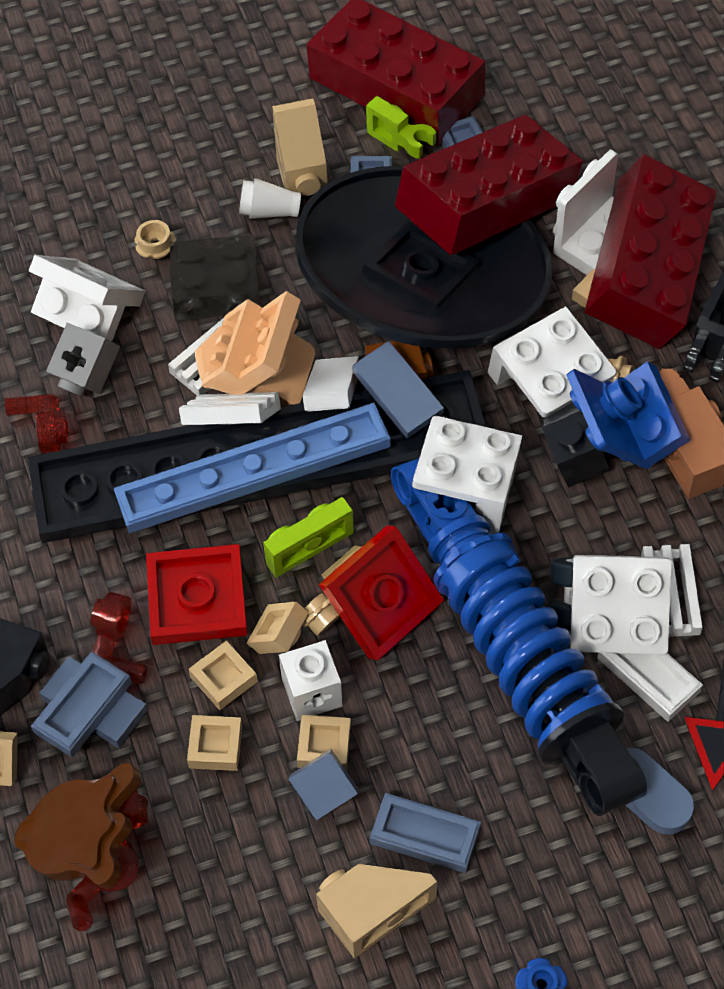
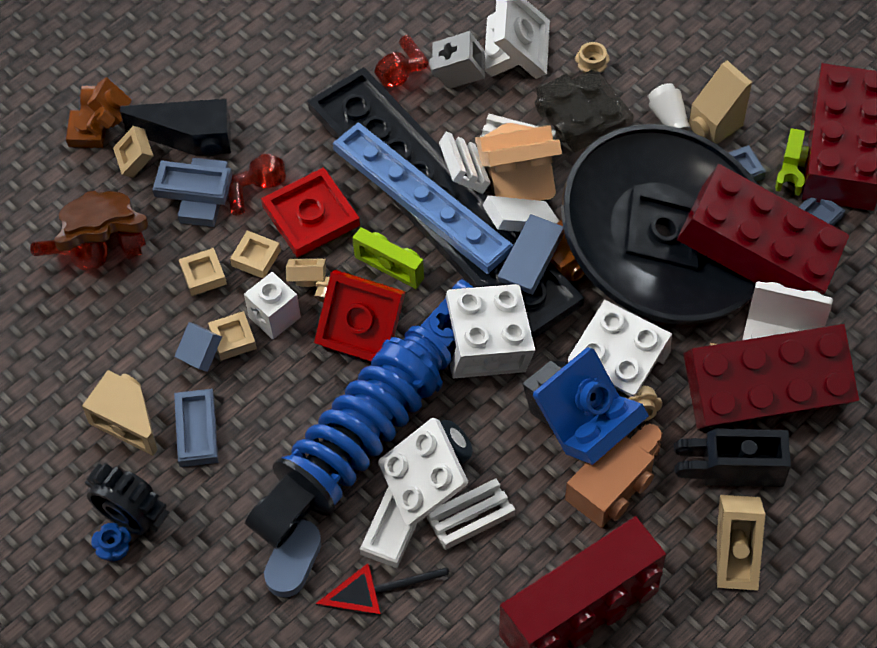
camera: 65 degrees right, 0 degrees up
(513, 935) = (125, 499): none -> black gear

